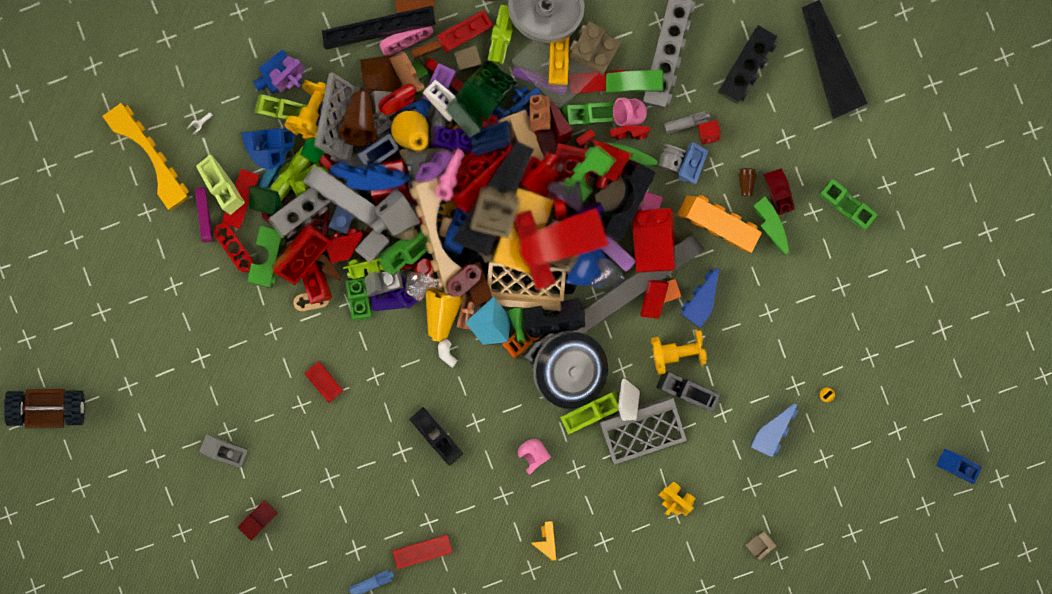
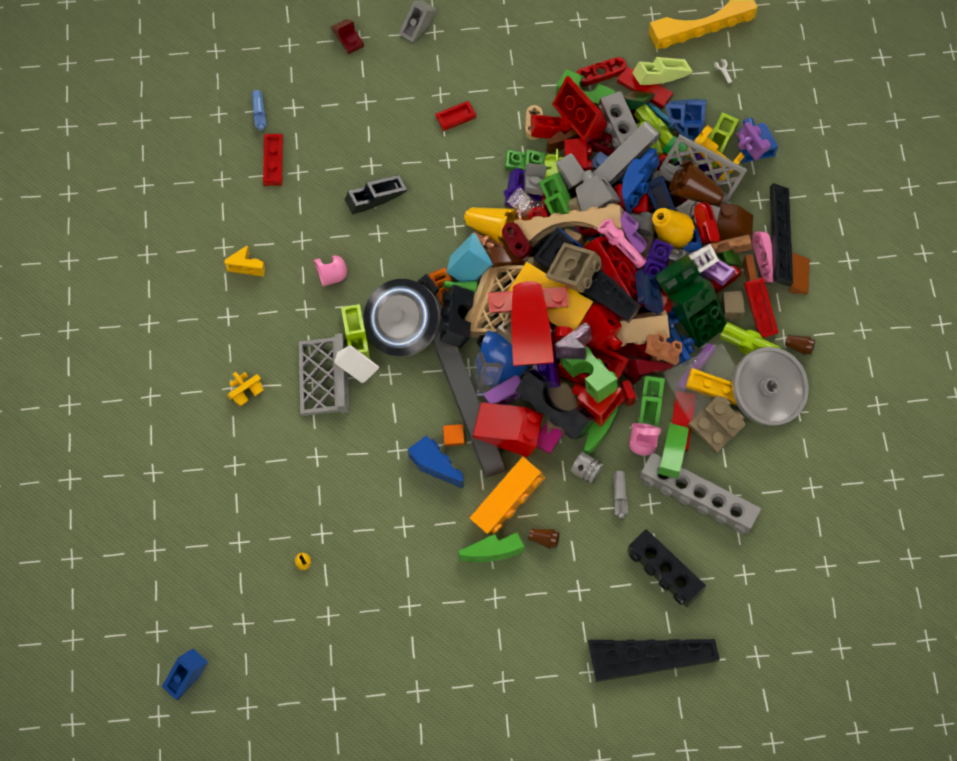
camera: 100 degrees right, 20 degrees down
(204, 214) = (628, 51): magenta beam -> none
(444, 353) = (449, 220): white arm -> none
(638, 132) = (623, 436): red slope -> none
(654, 299) = (449, 415): red tile -> none
(671, 353) = (390, 406): yellow piece -> none
(688, 391) = (348, 426): black slope -> none
(692, 163) = (576, 487): medium blue plate -> none
(709, 132) = (604, 512): red brick -> none
(760, 545) = (173, 457): dark tan panel -> none
(770, 434) = (278, 491): medium blue slope -> none
(779, 191) = (525, 565): dark red slope -> none
(848, 206) = (500, 625): bright green arch -> none

